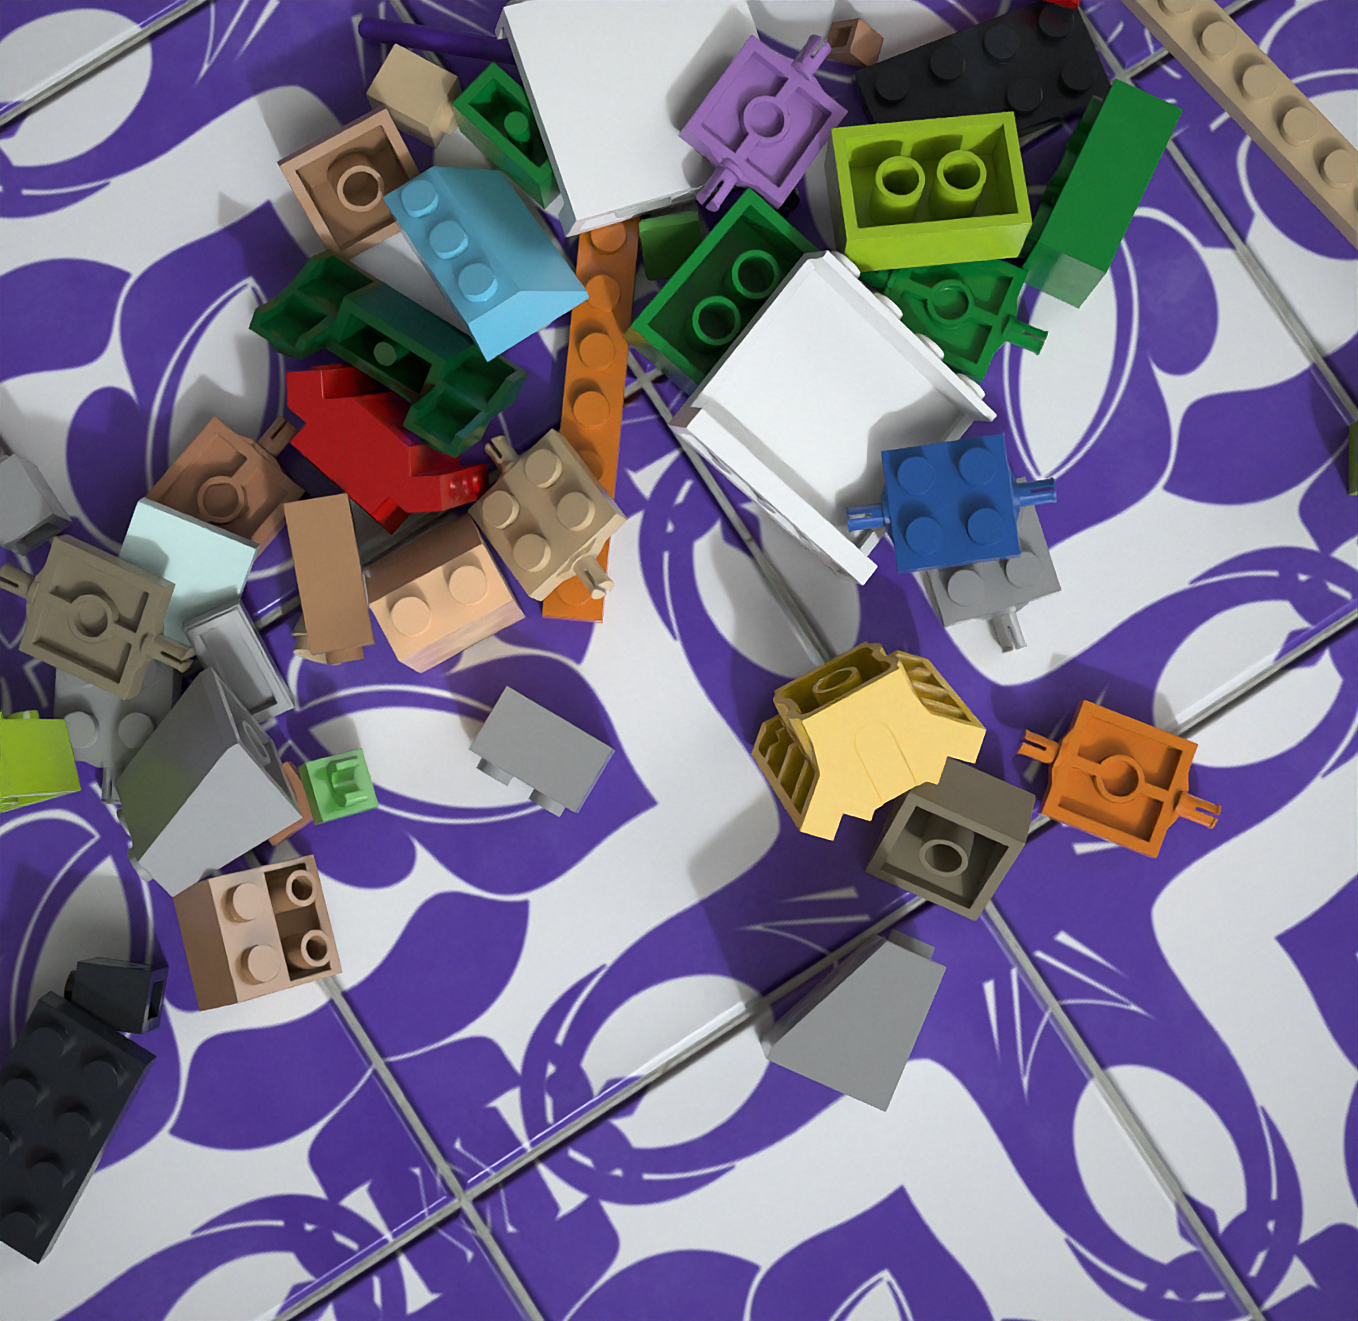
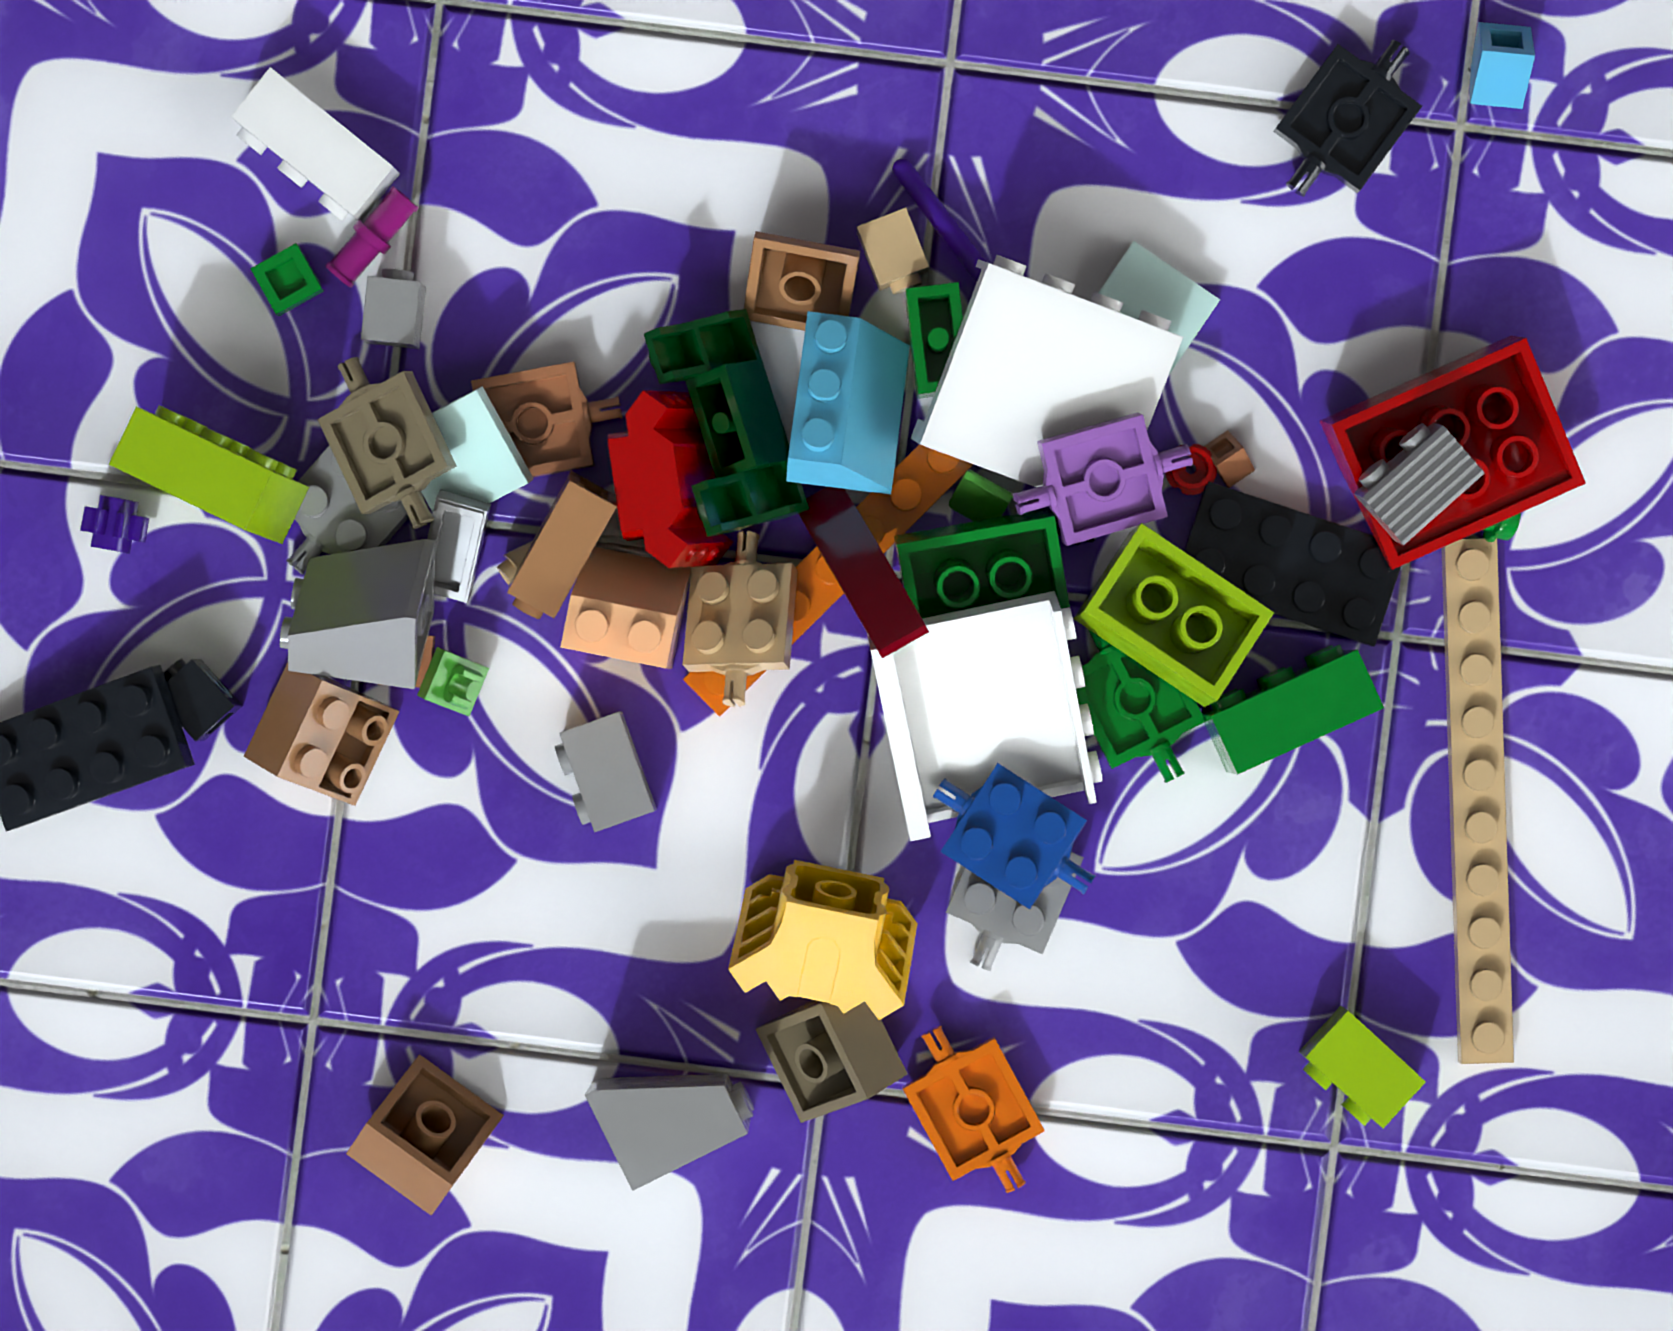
camera: 40 degrees right, 5 degrees up
(622, 375) = (862, 570): none -> dark red slope
(648, 1220) = (424, 1134): none -> medium nougat slope
(843, 67) = (1205, 472): none -> red plate

